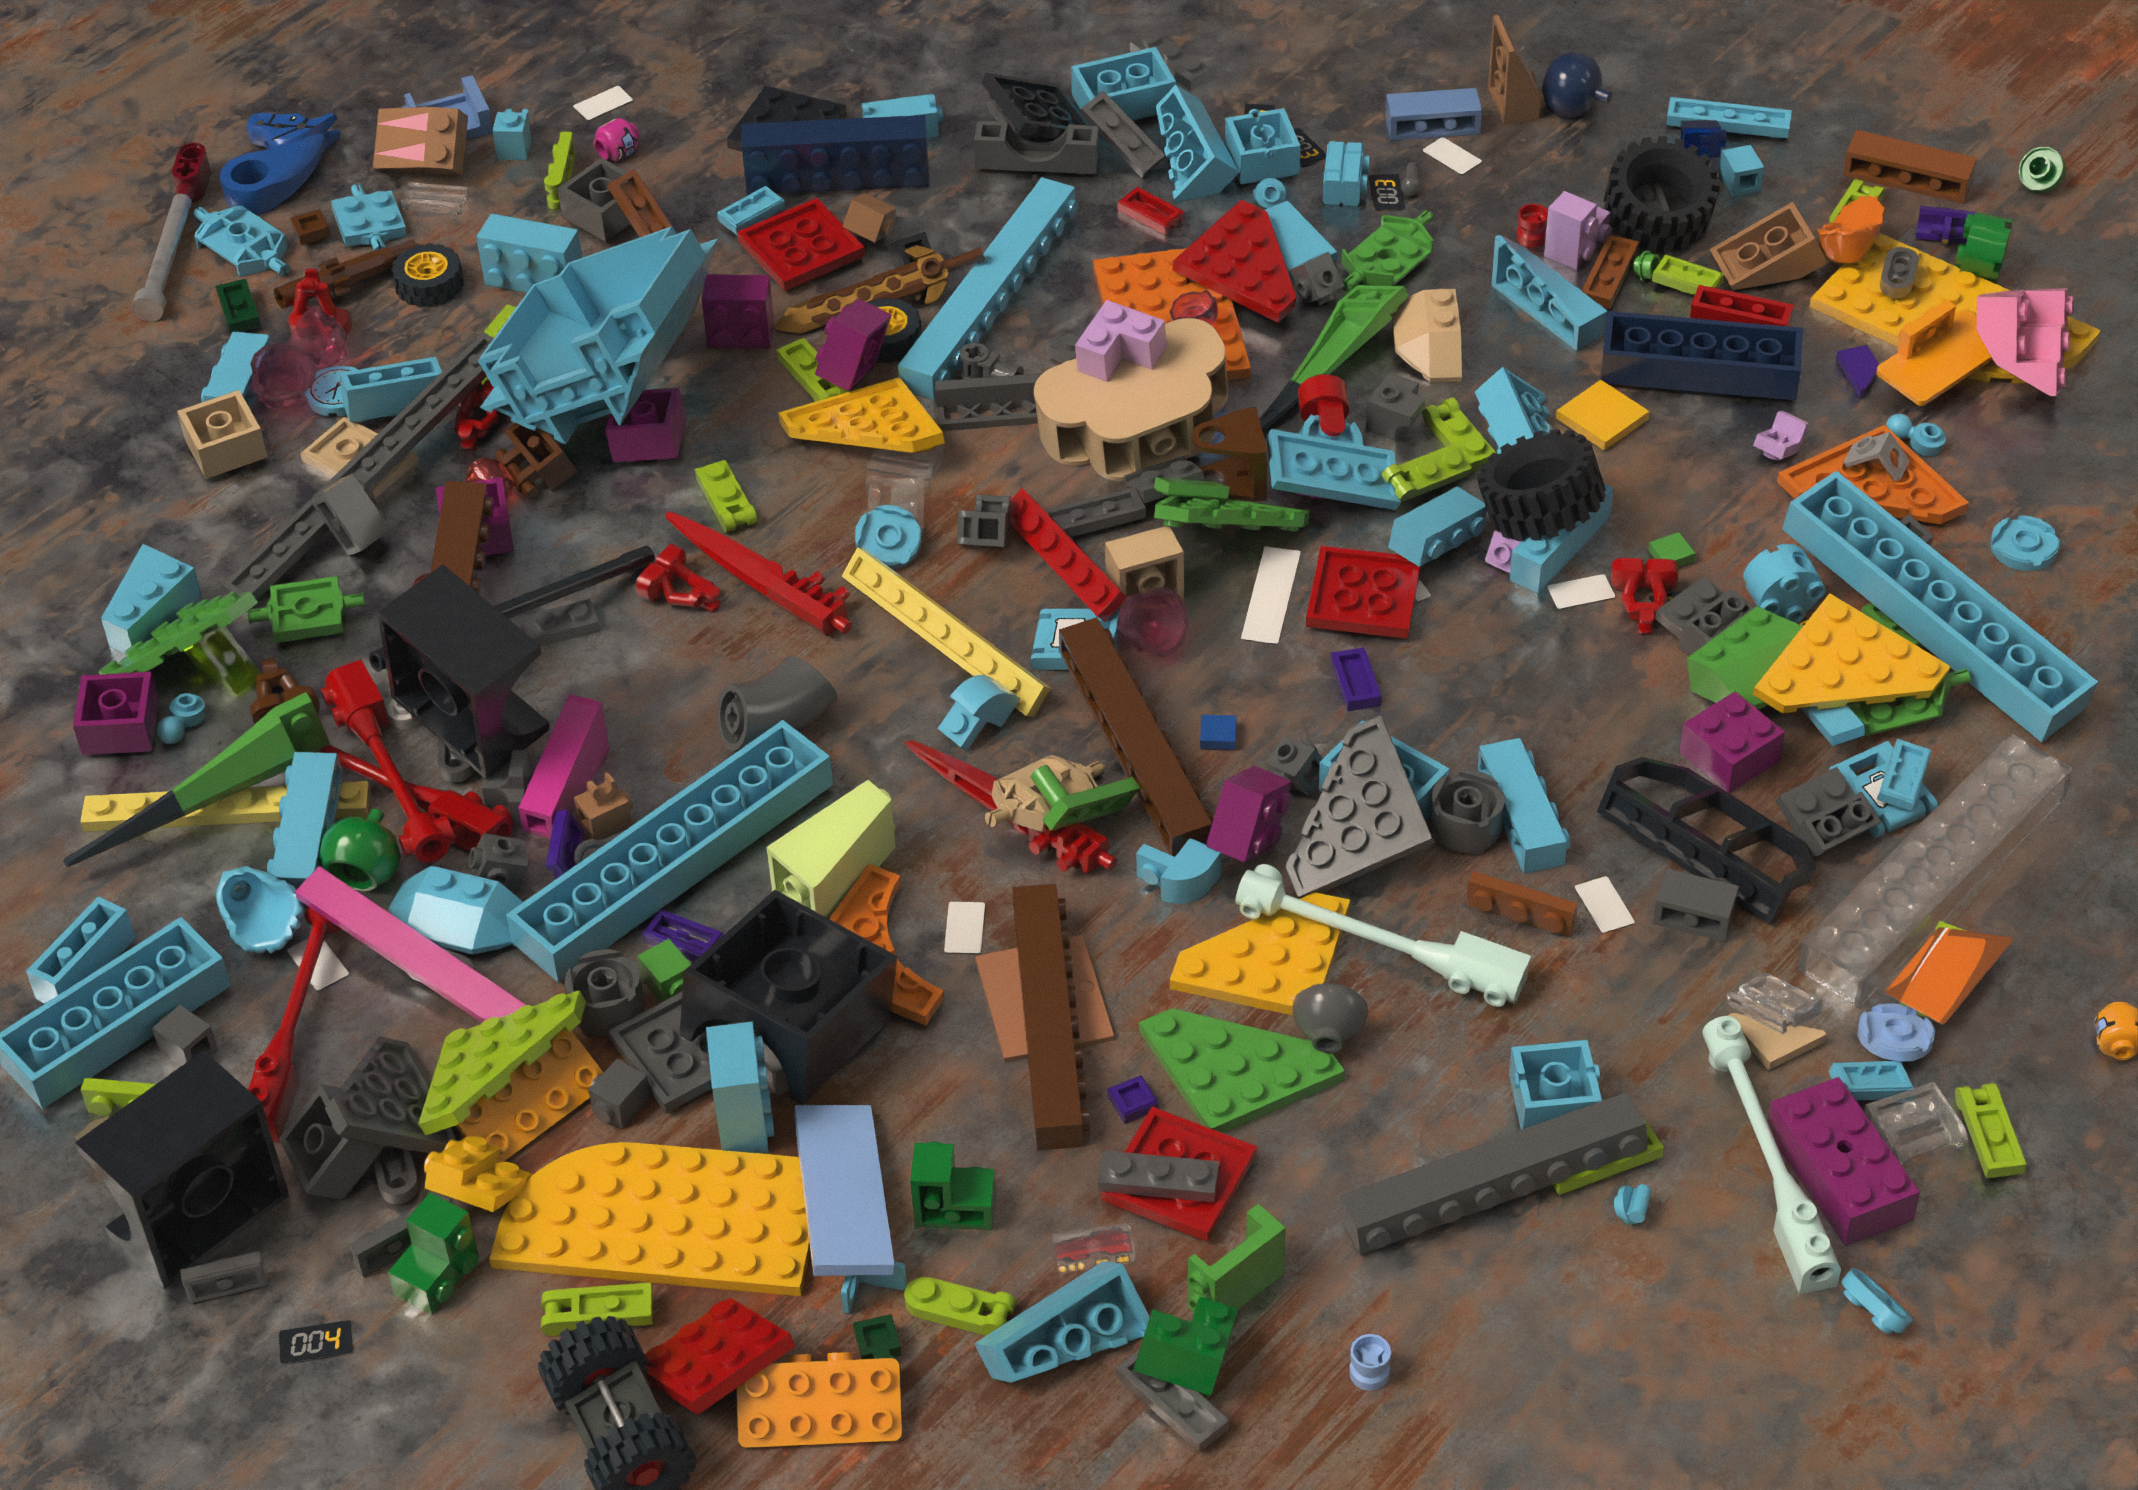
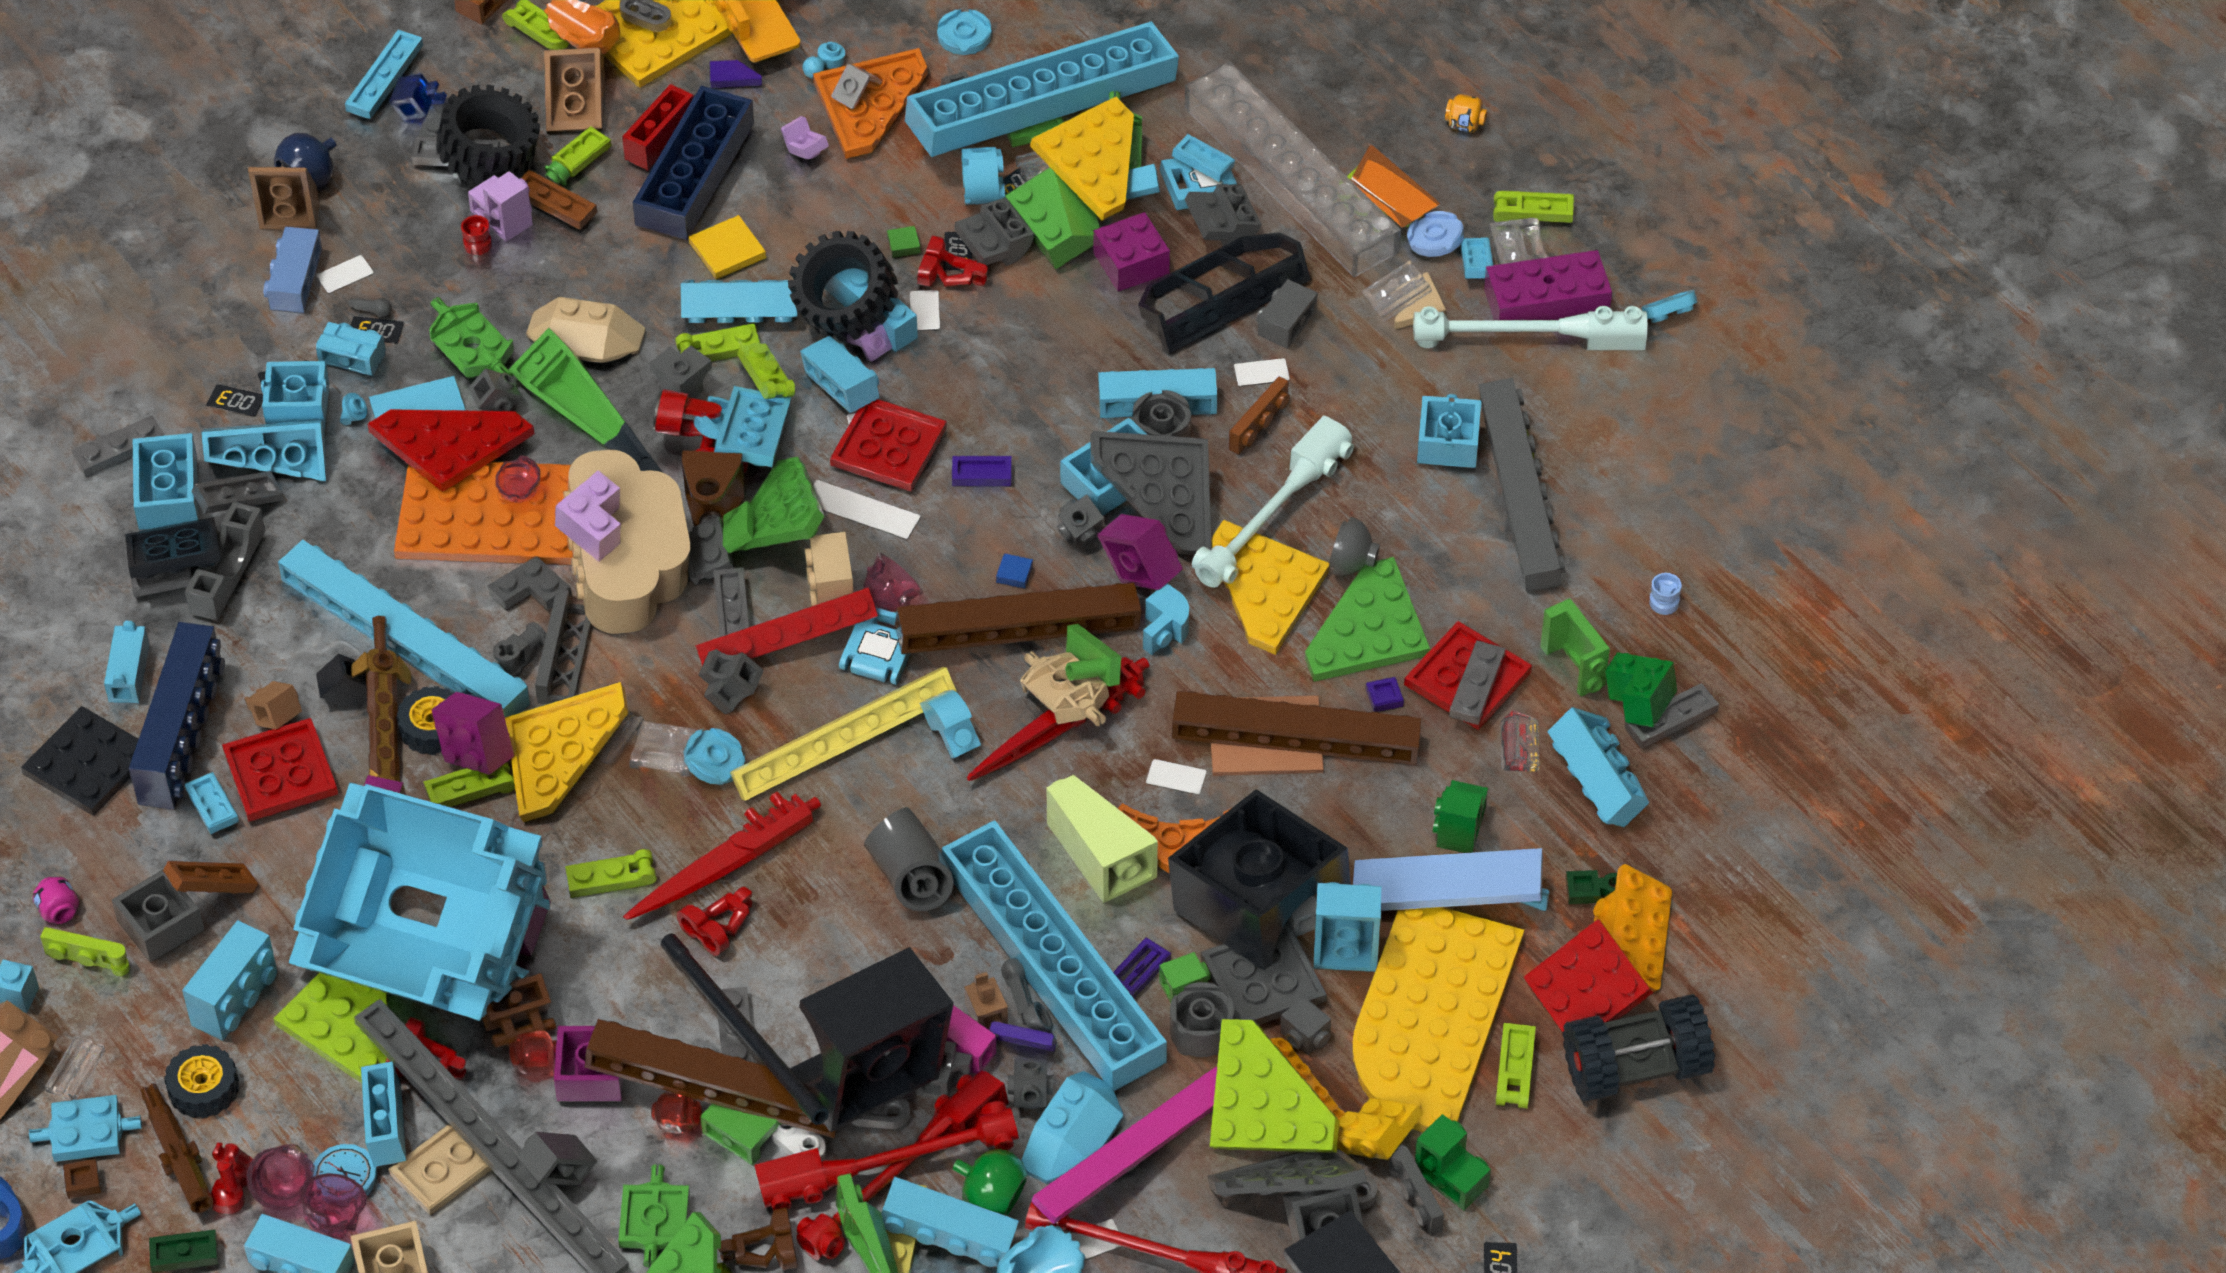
camera: 80 degrees left, 5 degrees up
(958, 1305) = (1561, 832): lime plate -> none
(1147, 213) = (337, 502): red tile -> none
(1546, 295) = (575, 245): medium azure wedge -> none
(1632, 1203) = (1558, 415): medium azure plate -> none
(1741, 170) = (457, 77): medium azure brick -> none

